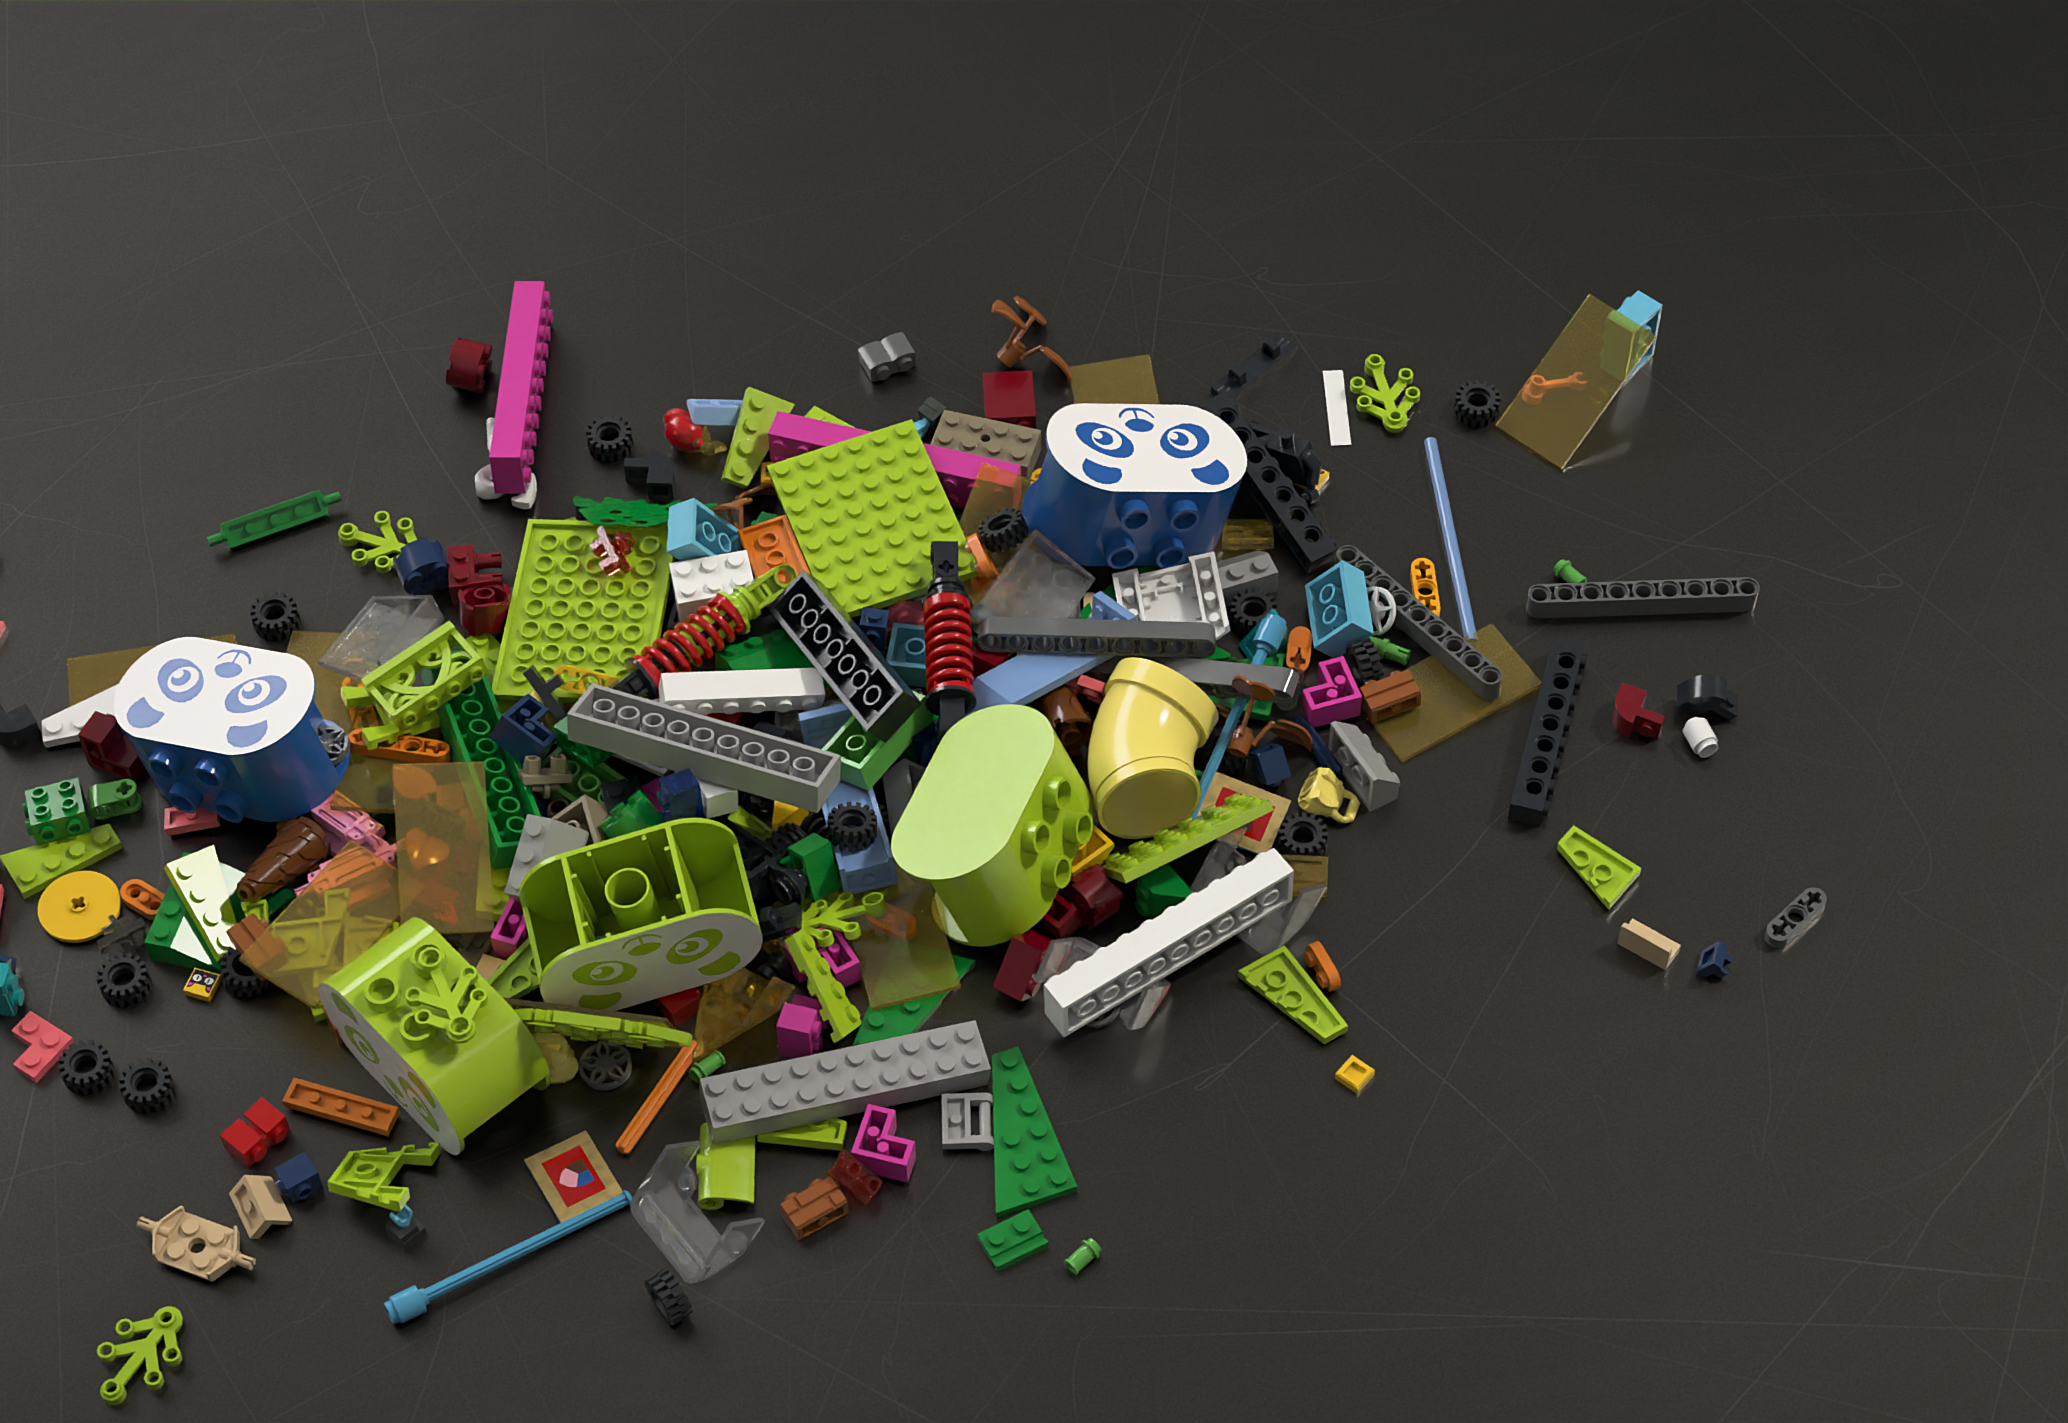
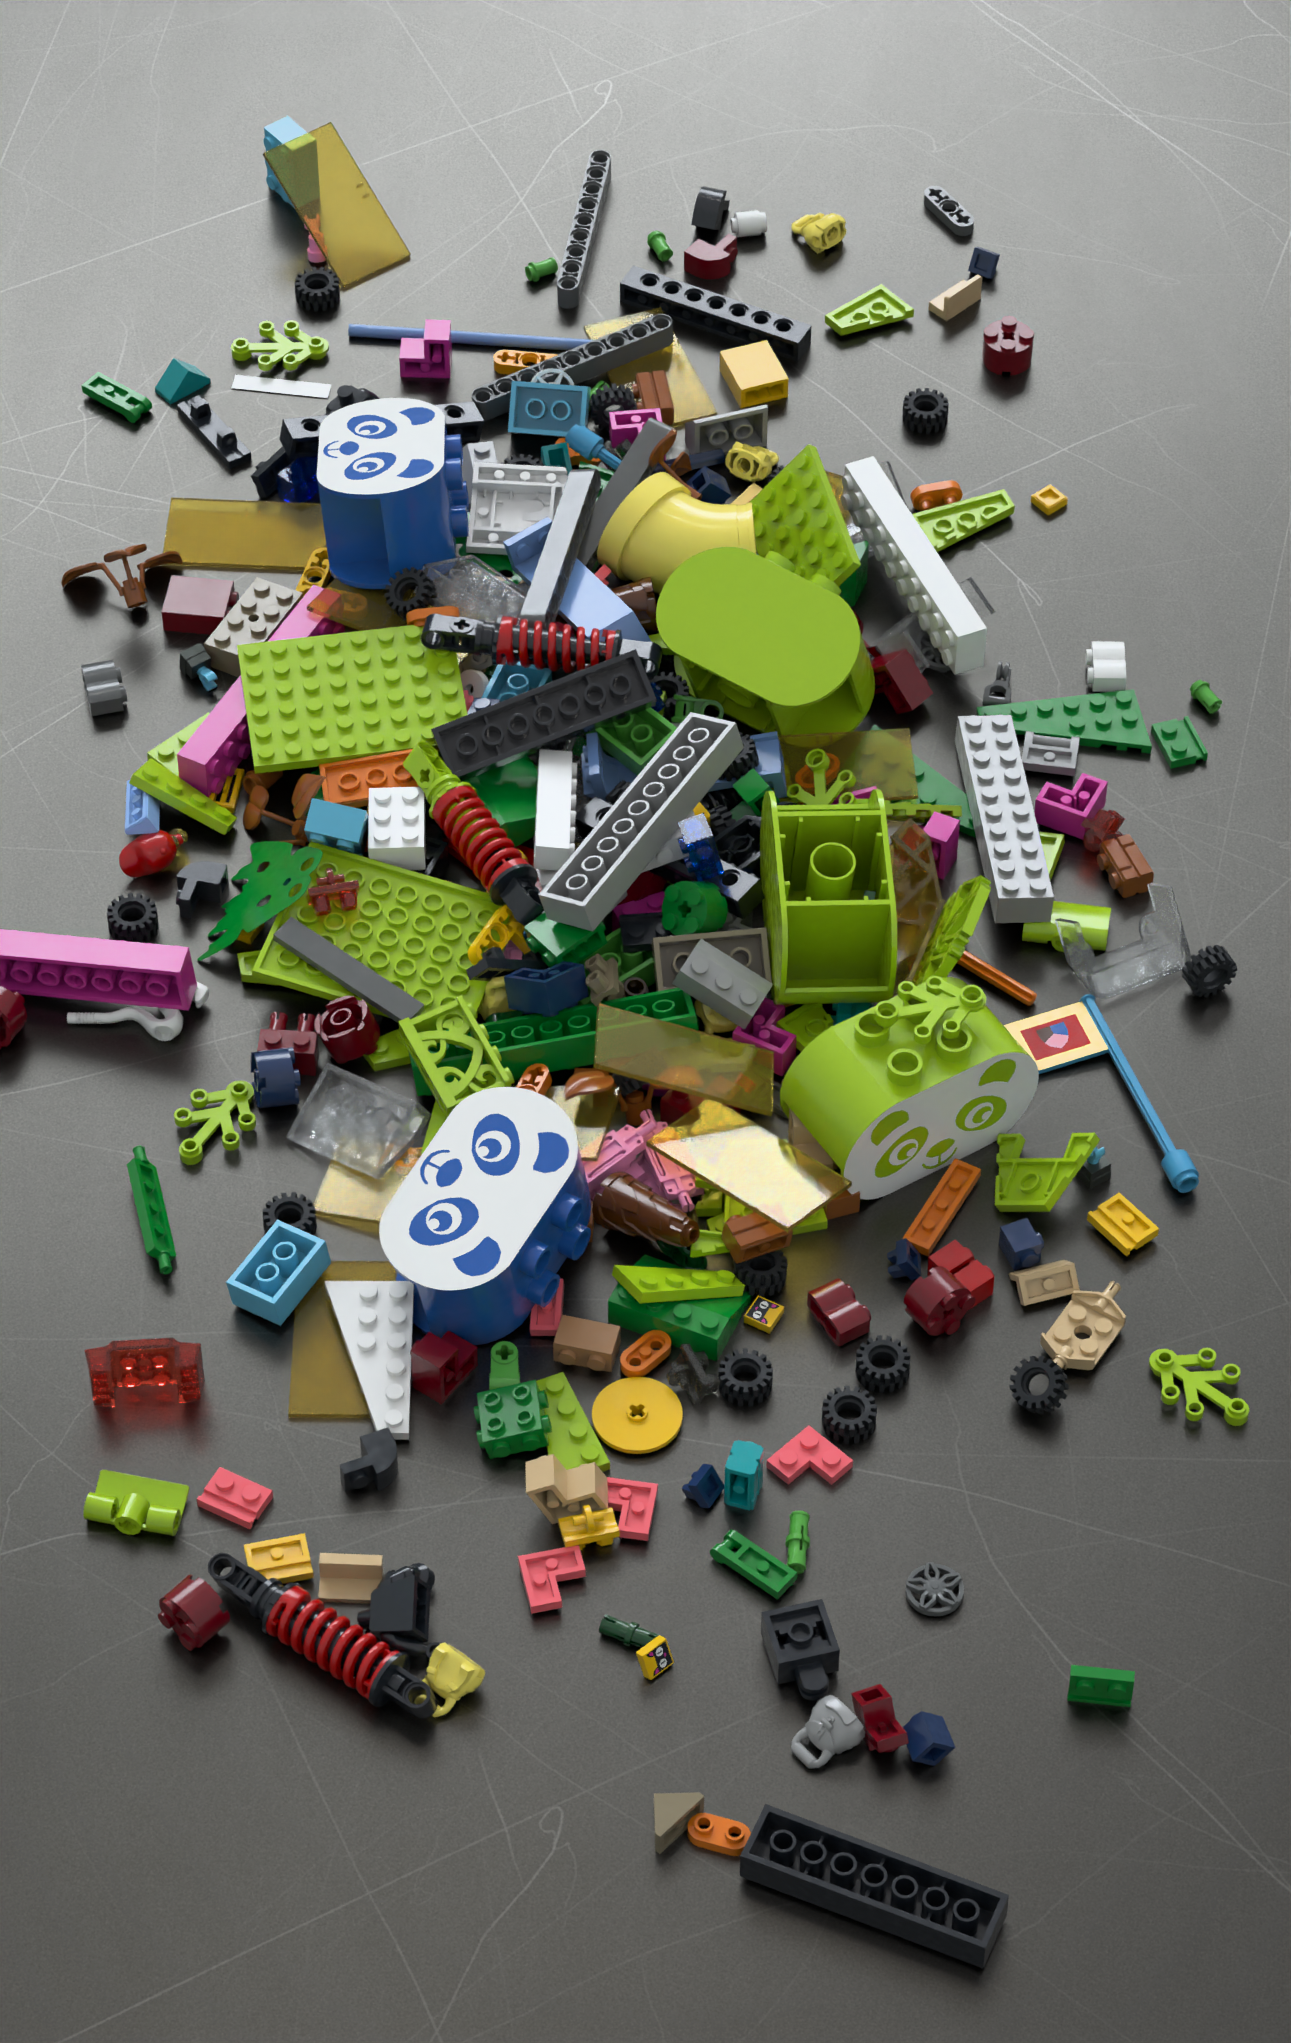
camera: 80 degrees left, 5 degrees down
(90, 564) = (145, 1363): none -> clear red plate
(119, 1211) = (1051, 1396): none -> black tyre
(150, 852) = (586, 1343): none -> medium nougat brick
(201, 612) = (278, 1272): none -> medium azure brick
(203, 1040) = (839, 1312): none -> dark red brick
(206, 1112) = (938, 1302): none -> dark red brick
(270, 1085) = (906, 1260): none -> dark blue tile
(335, 1263) = (1122, 1224): none -> yellow plate
(534, 587) = (347, 971): none -> dark grey tile
(1073, 1063) = (999, 686): none -> dark grey piece
(1103, 1157) = (1107, 666): none -> white brick
(1276, 287) = (116, 396): none -> green plate
(1316, 330) = (180, 380): none -> teal slope
(1403, 504) = (428, 355): none -> dark pink brick
(1460, 926) = (925, 400): none -> black tyre
(1463, 777) = (753, 374): none -> yellow brick
(1576, 998) = (1007, 346): none -> dark red brick
(1641, 667) = (658, 242): none -> bright green pin
(1712, 801) = (820, 230): none -> light yellow piece

